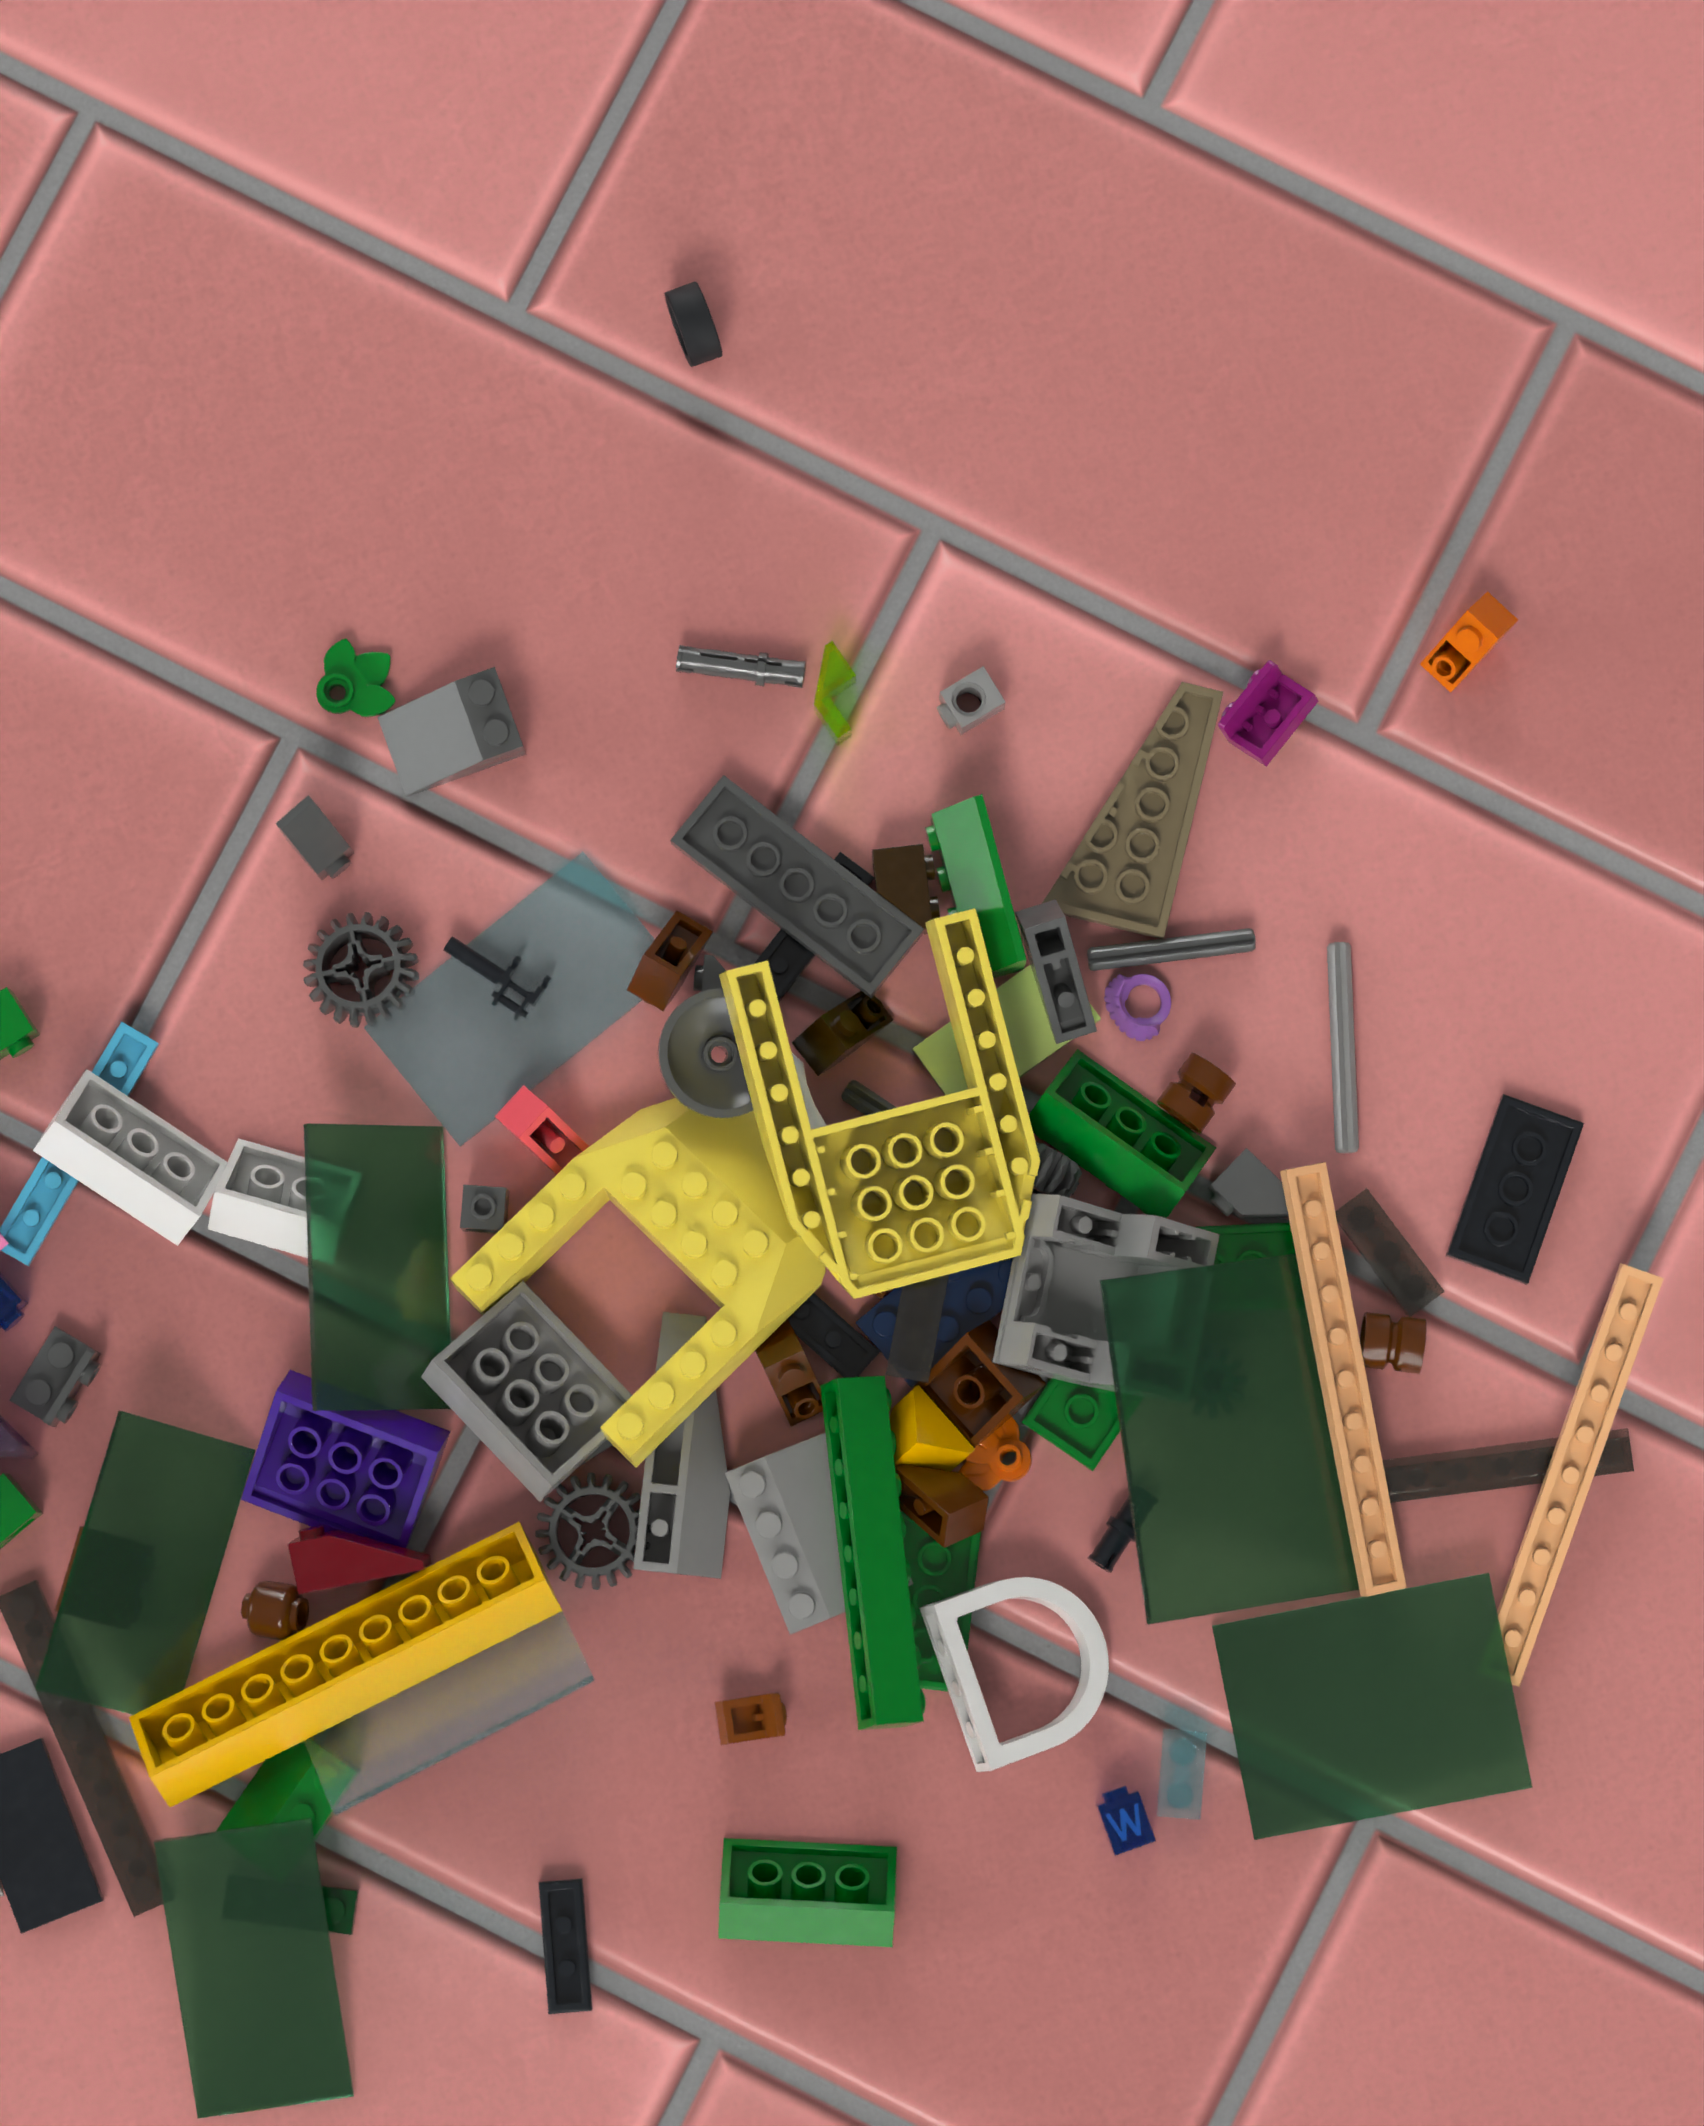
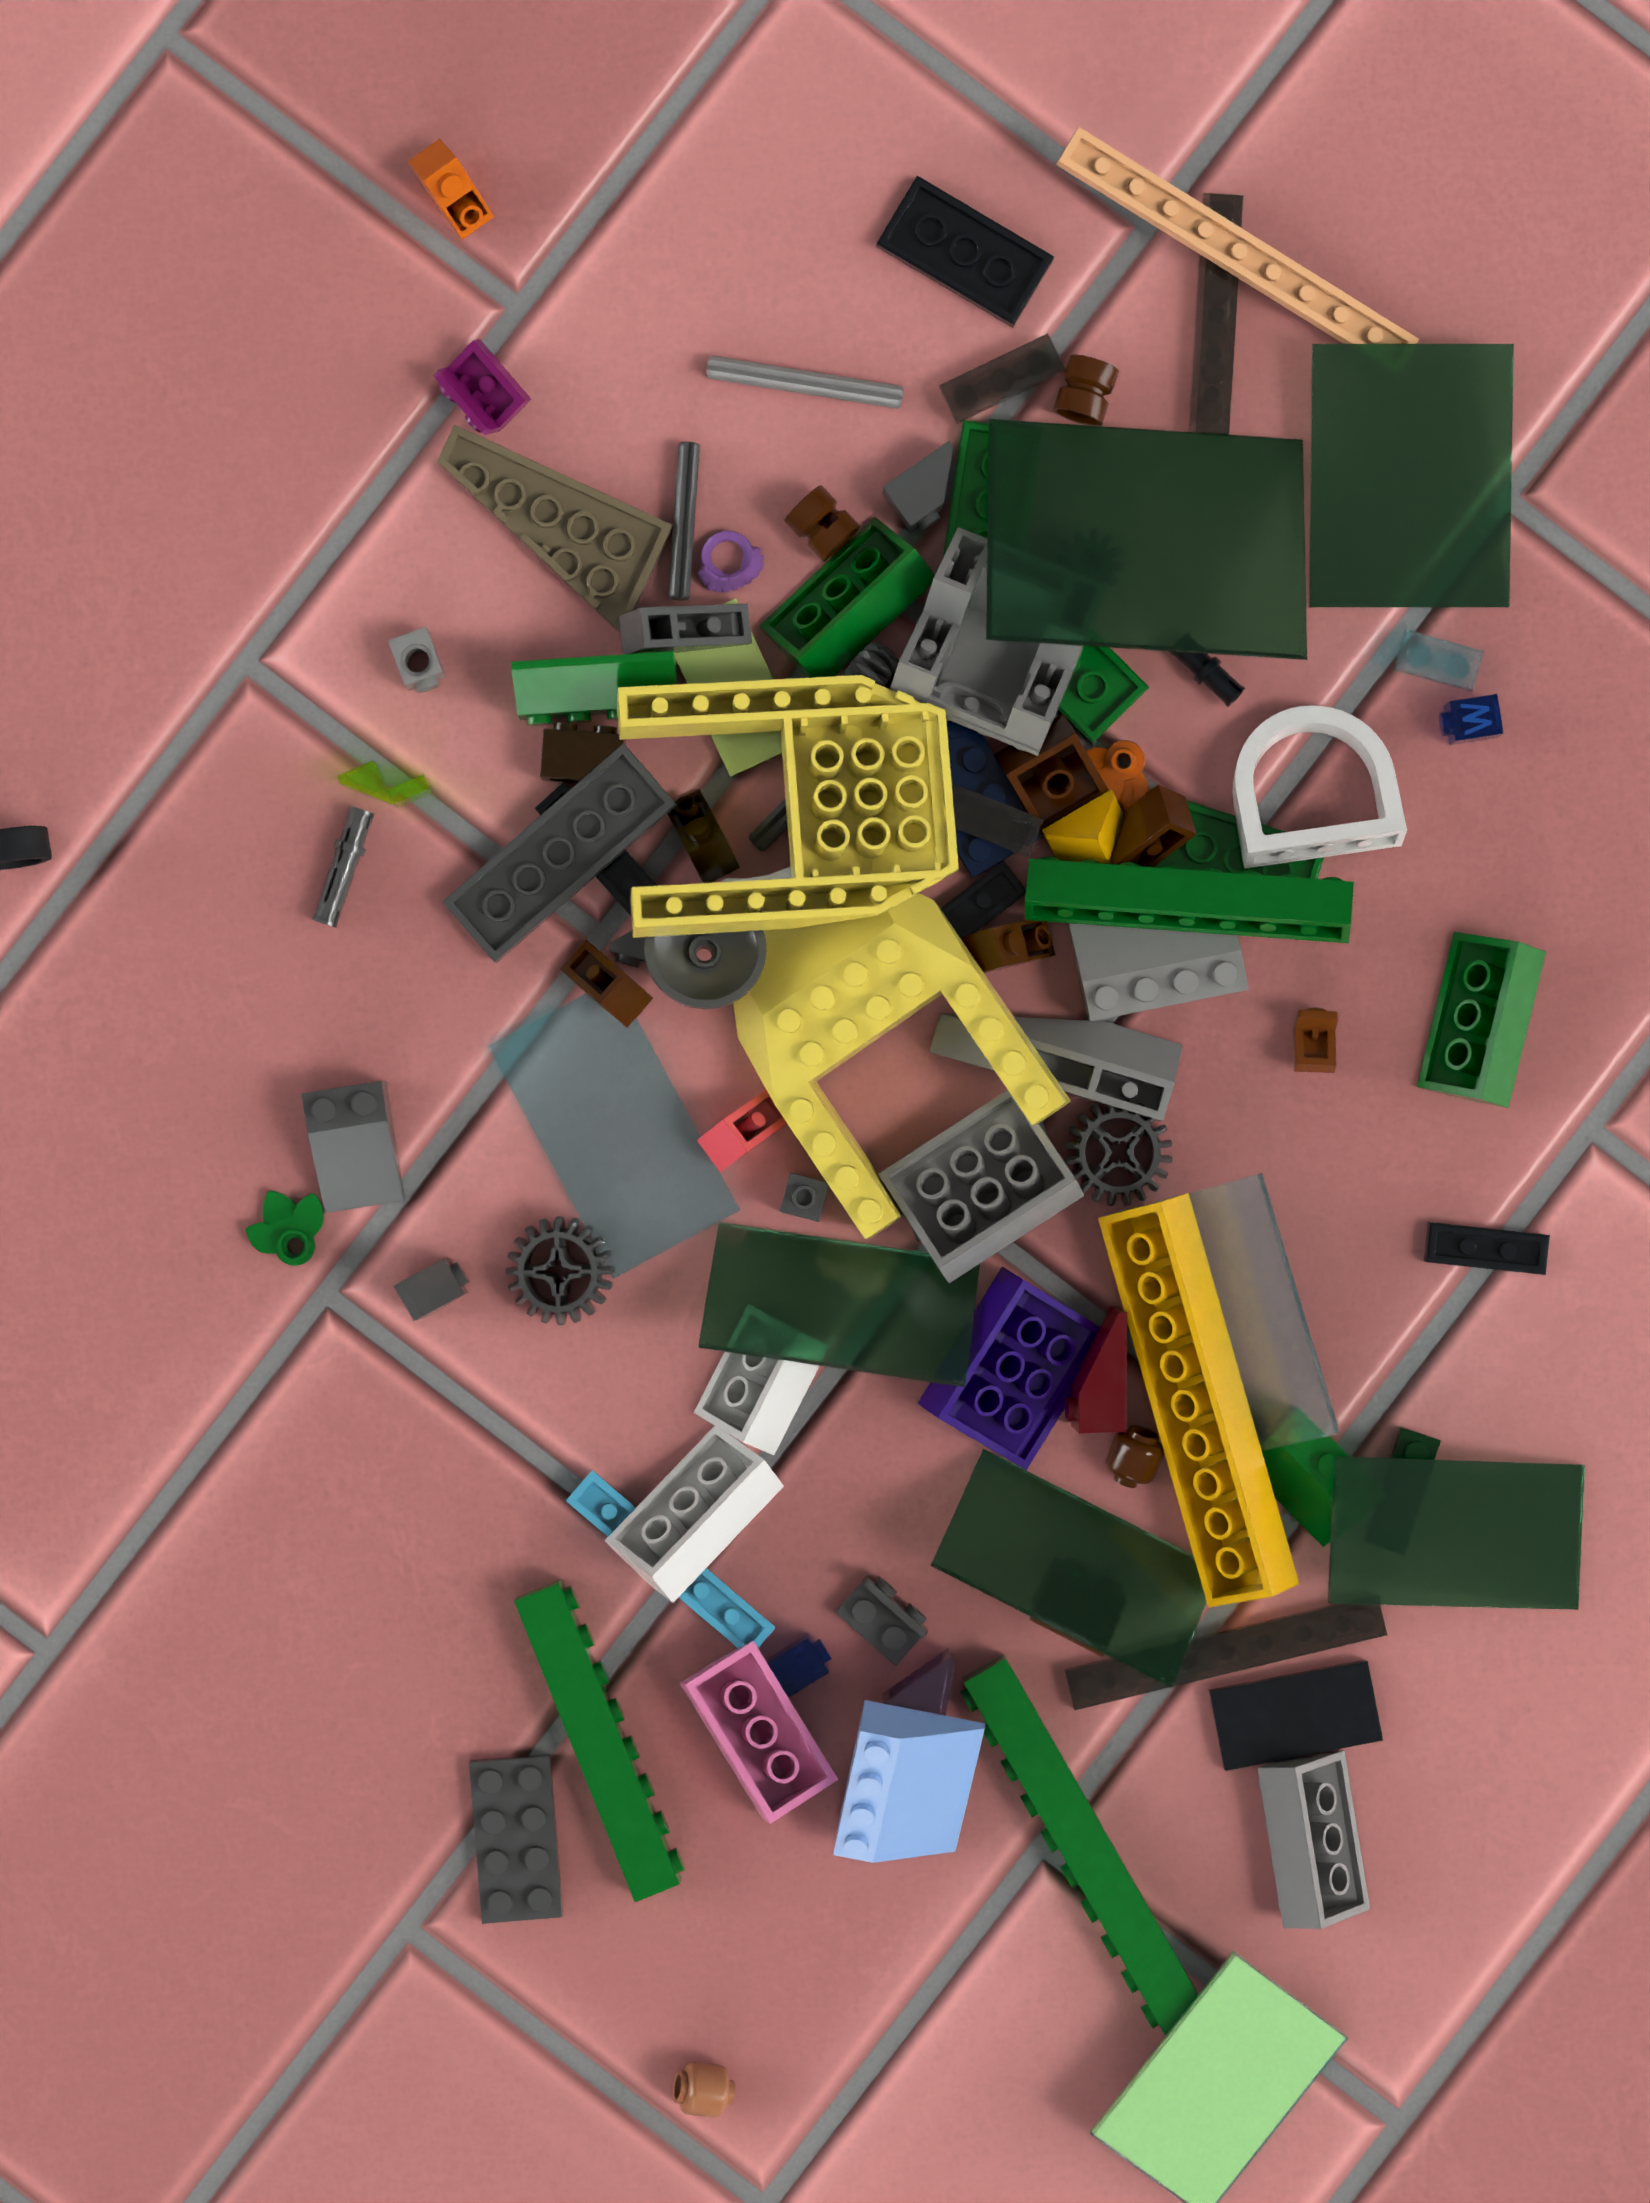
camera: 75 degrees left, 5 degrees up
(497, 976) = (588, 1147): black piece -> none
(1343, 1379) = (1111, 440): light nougat plate -> none

